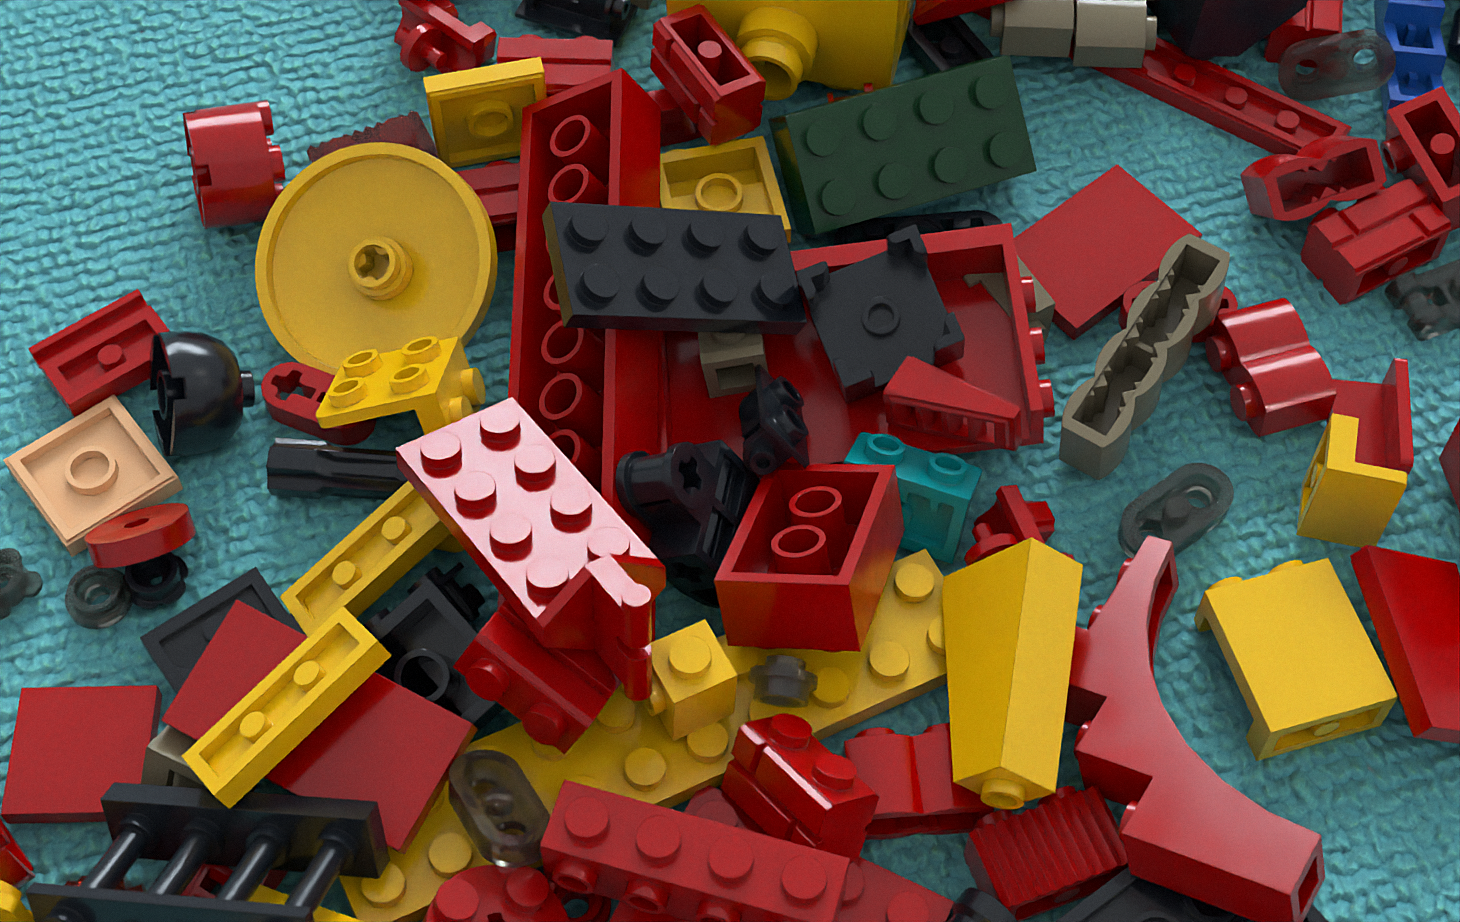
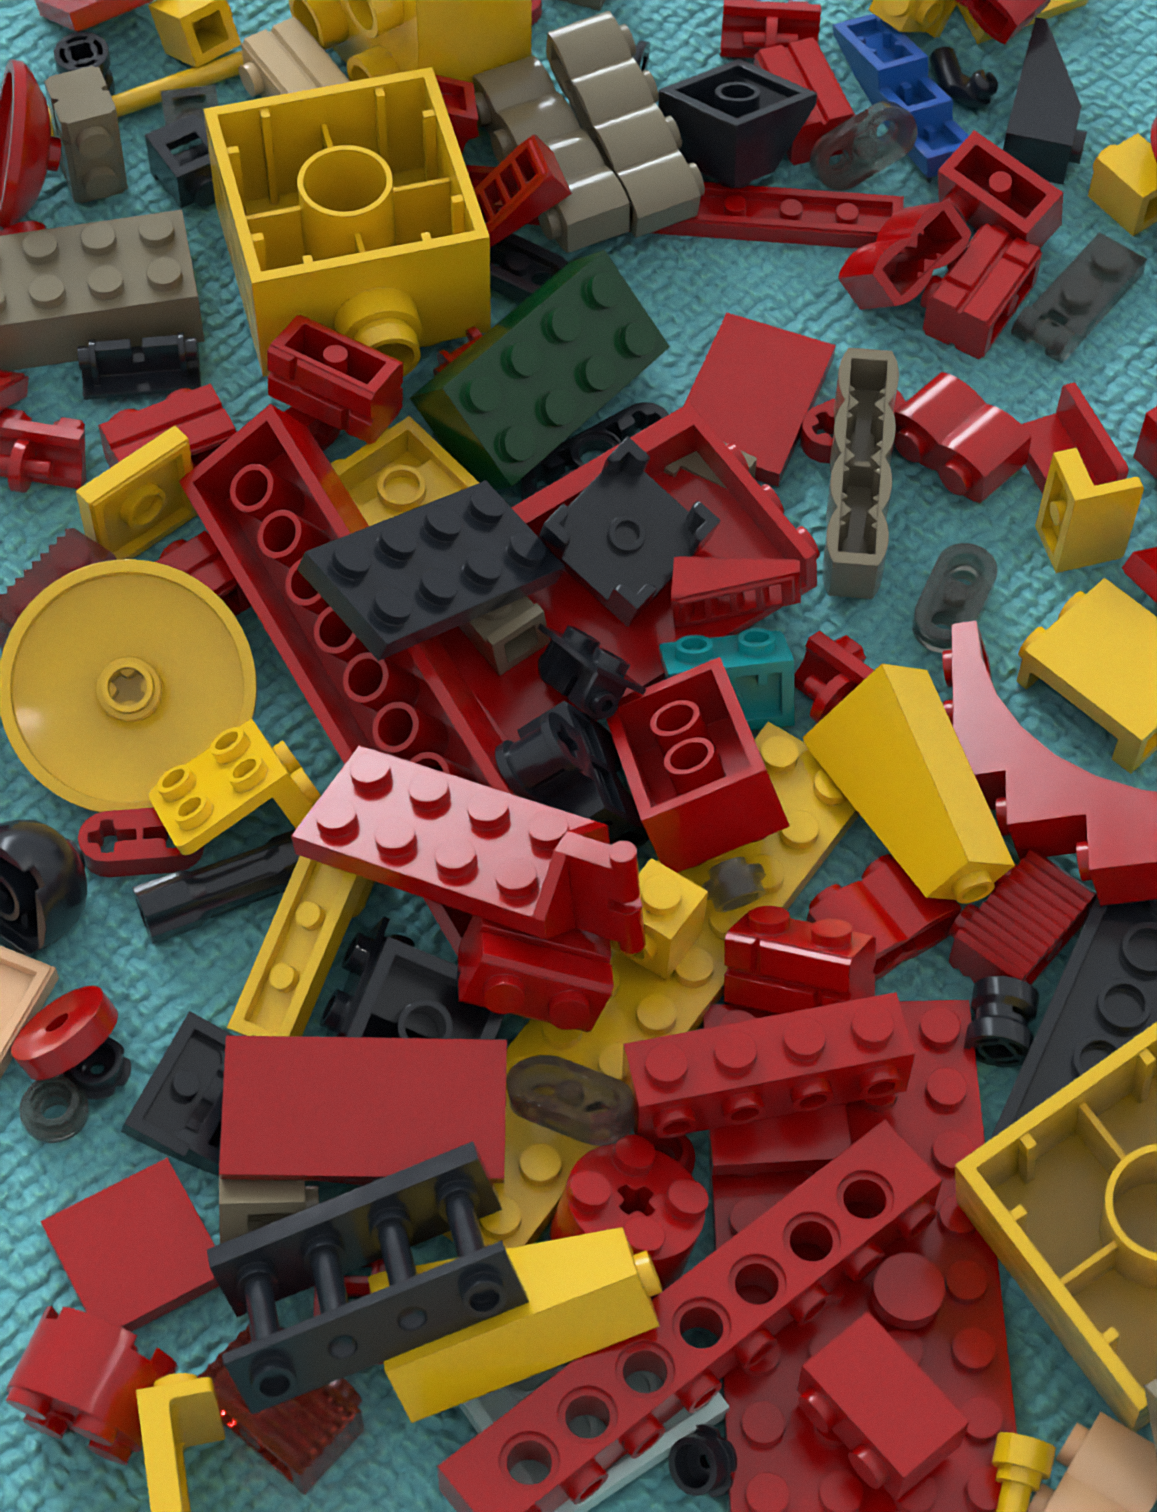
camera: 30 degrees left, 0 degrees up
(285, 707) = (340, 1101): yellow plate -> none

